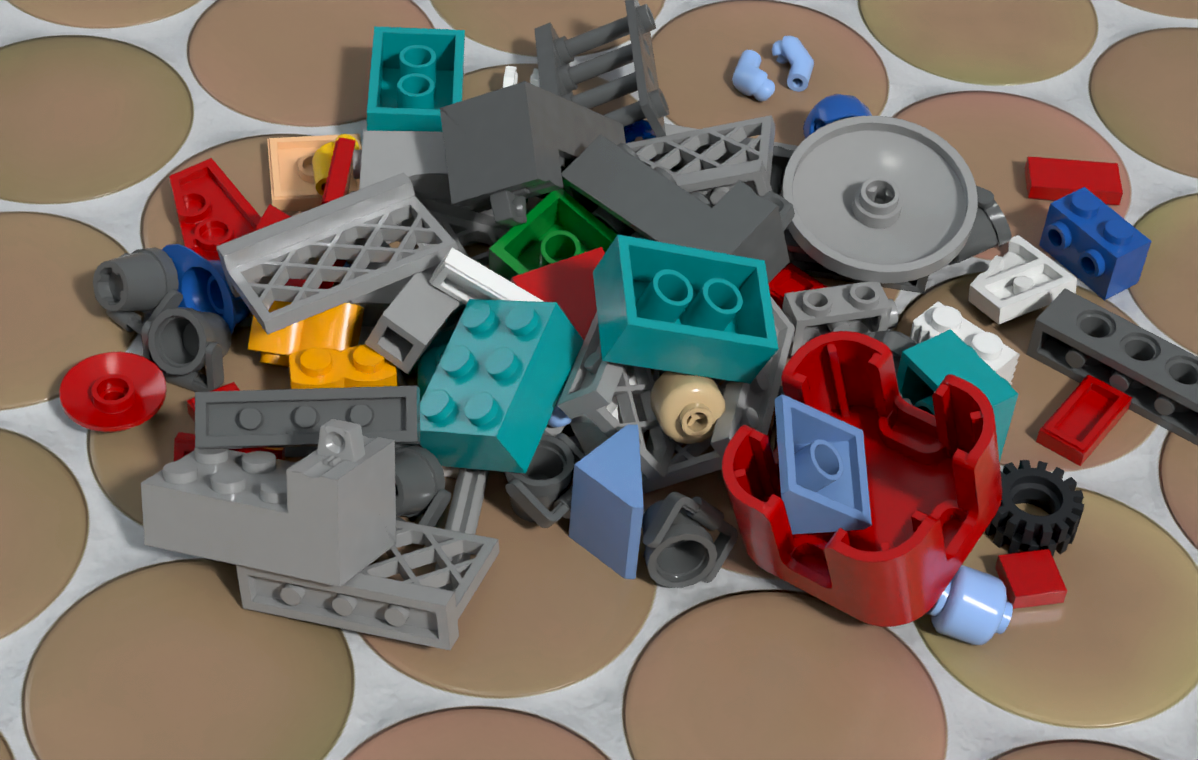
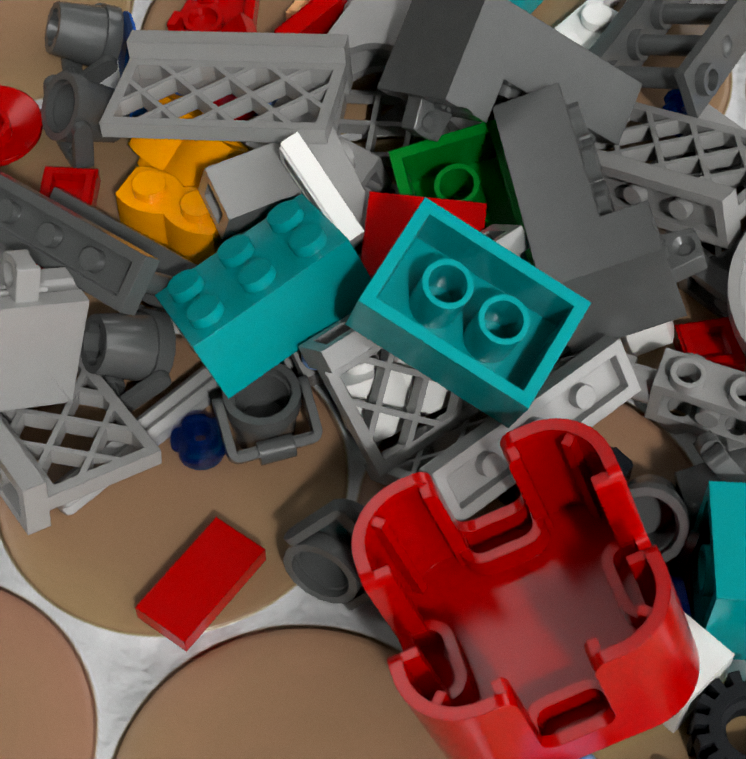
camera: 40 degrees right, 10 degrees up
(506, 525) = (198, 454): none -> clear blue plate
(594, 621) = (201, 583): none -> red tile
(610, 502) = (305, 463): medium blue slope -> none
(686, 406) = (432, 418): tan head -> none
(821, 470) = (484, 561): medium blue slope -> none

